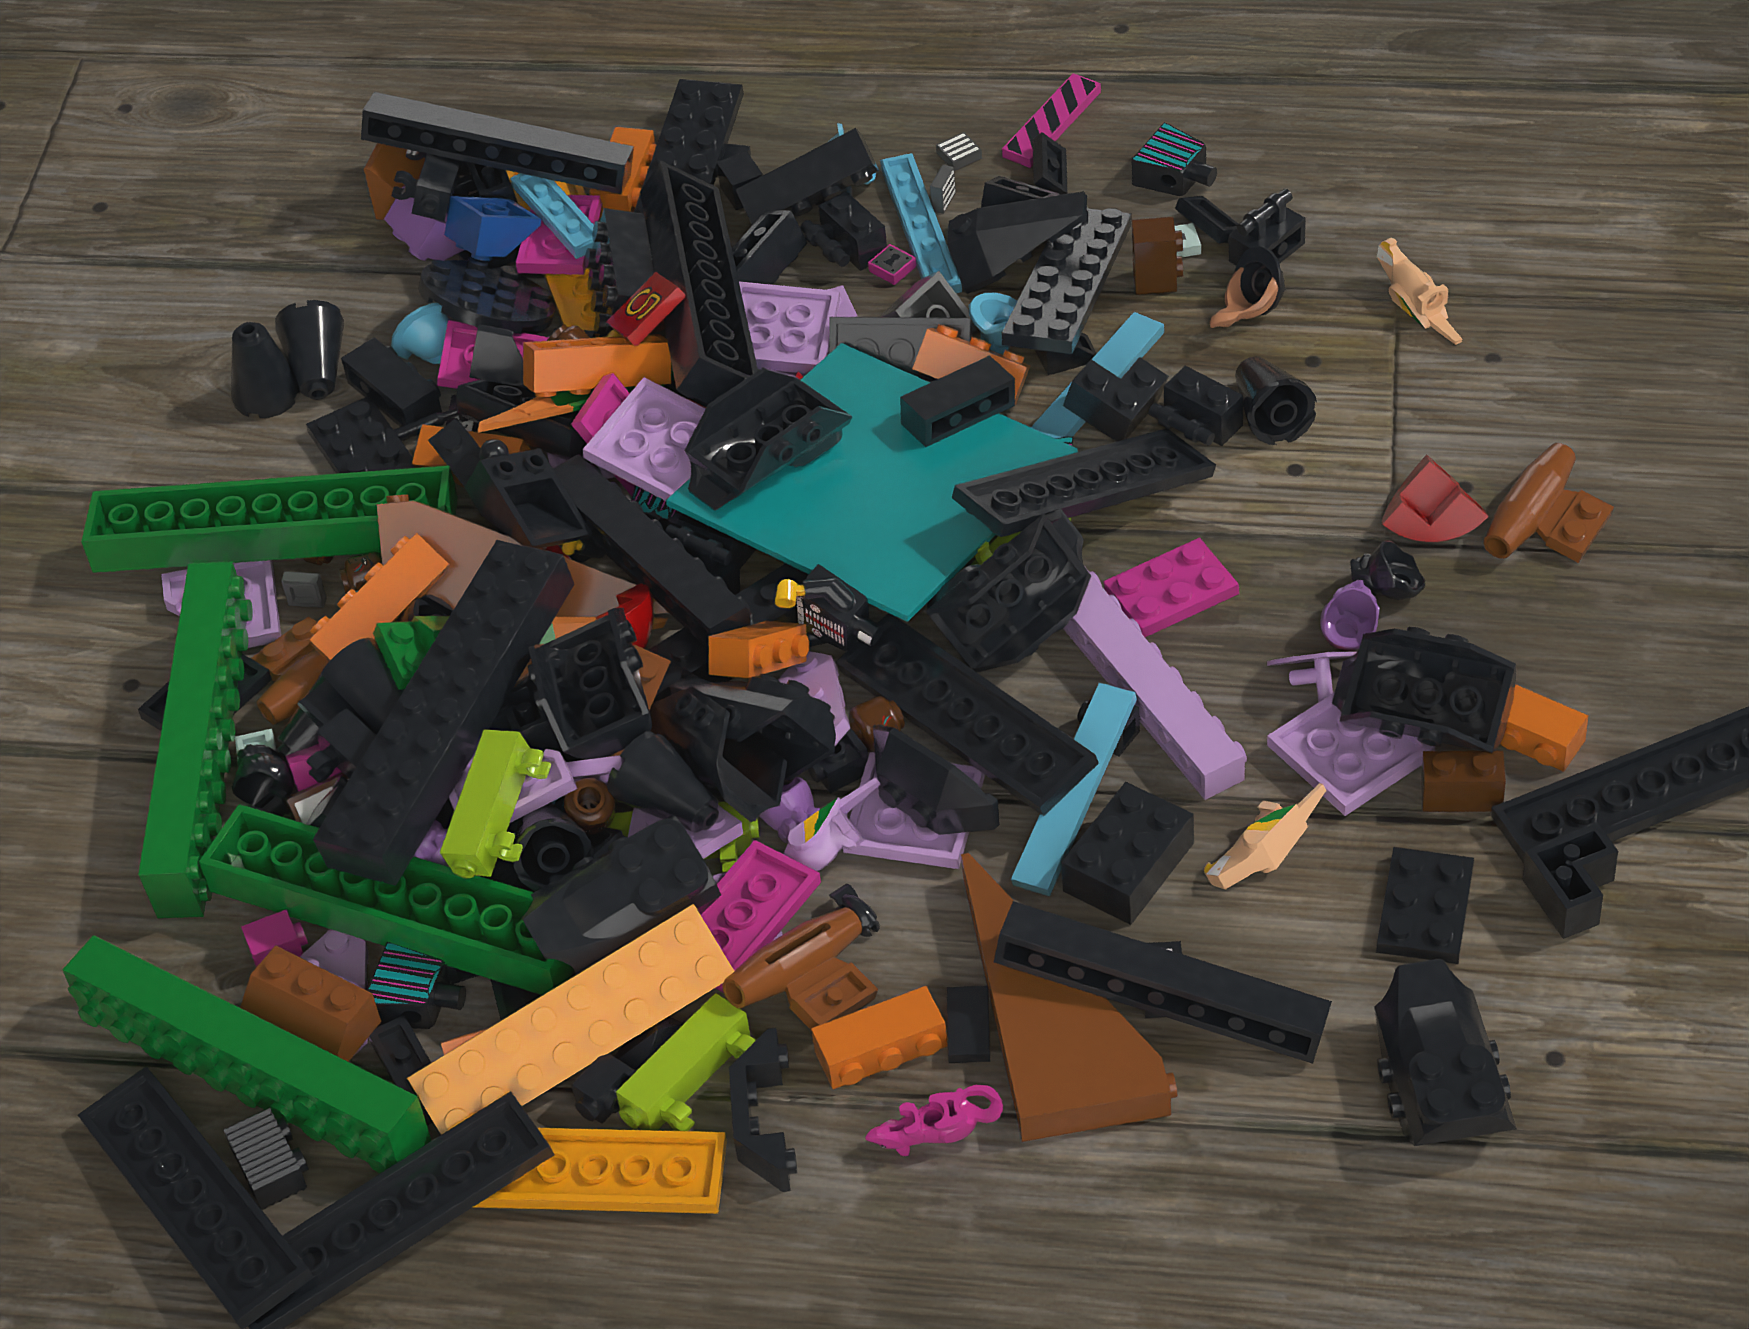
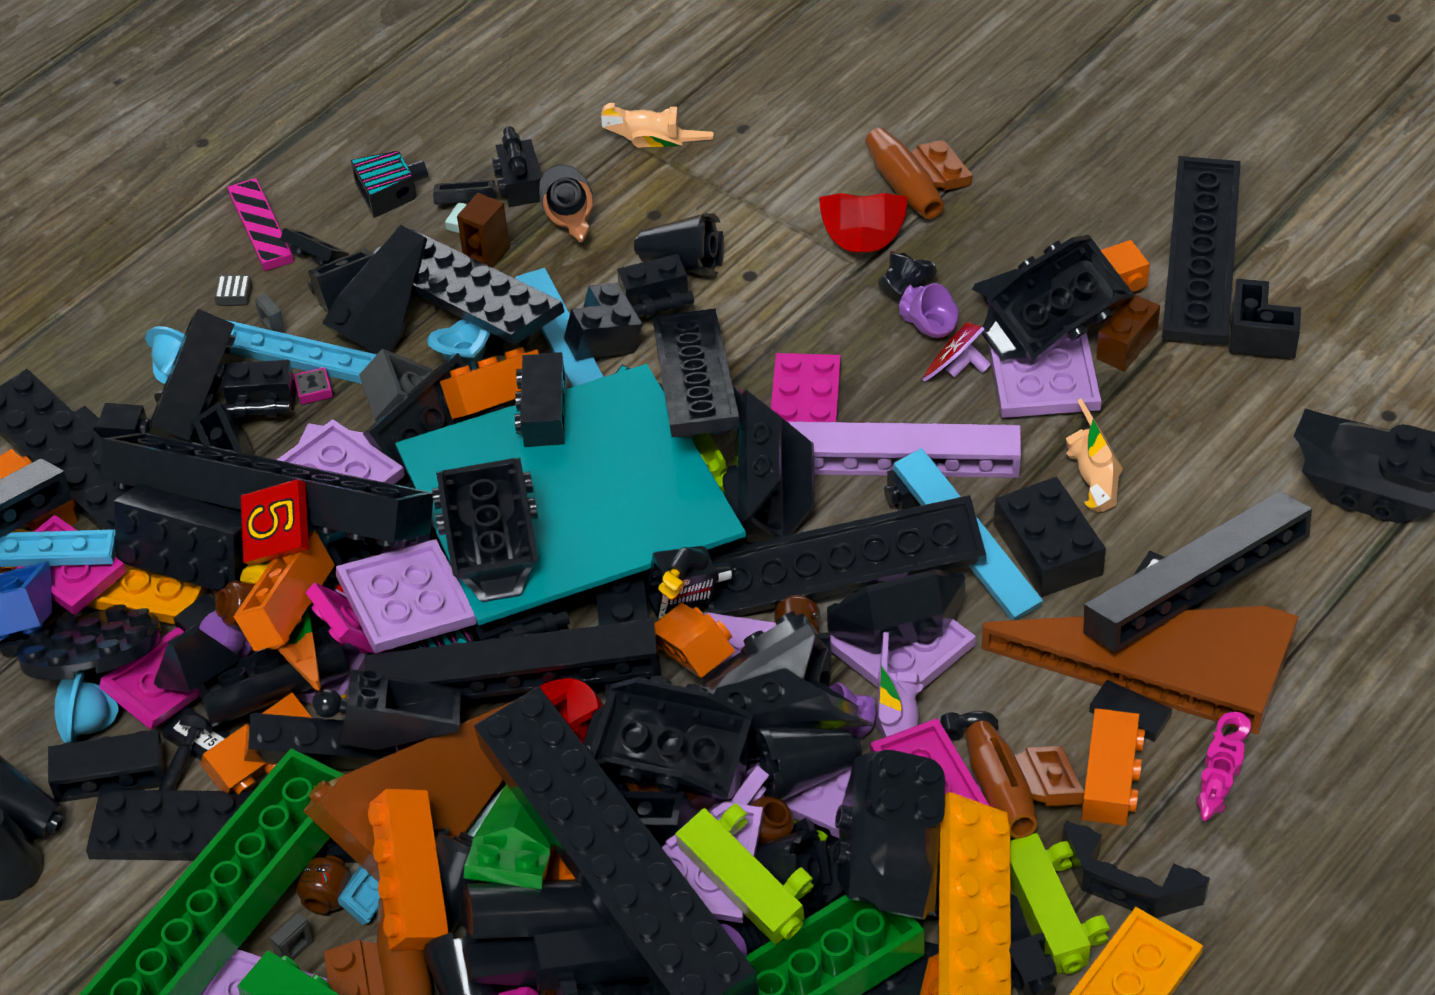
camera: 60 degrees left, 0 degrees up
(1425, 905) = (1213, 410): black plate -> none

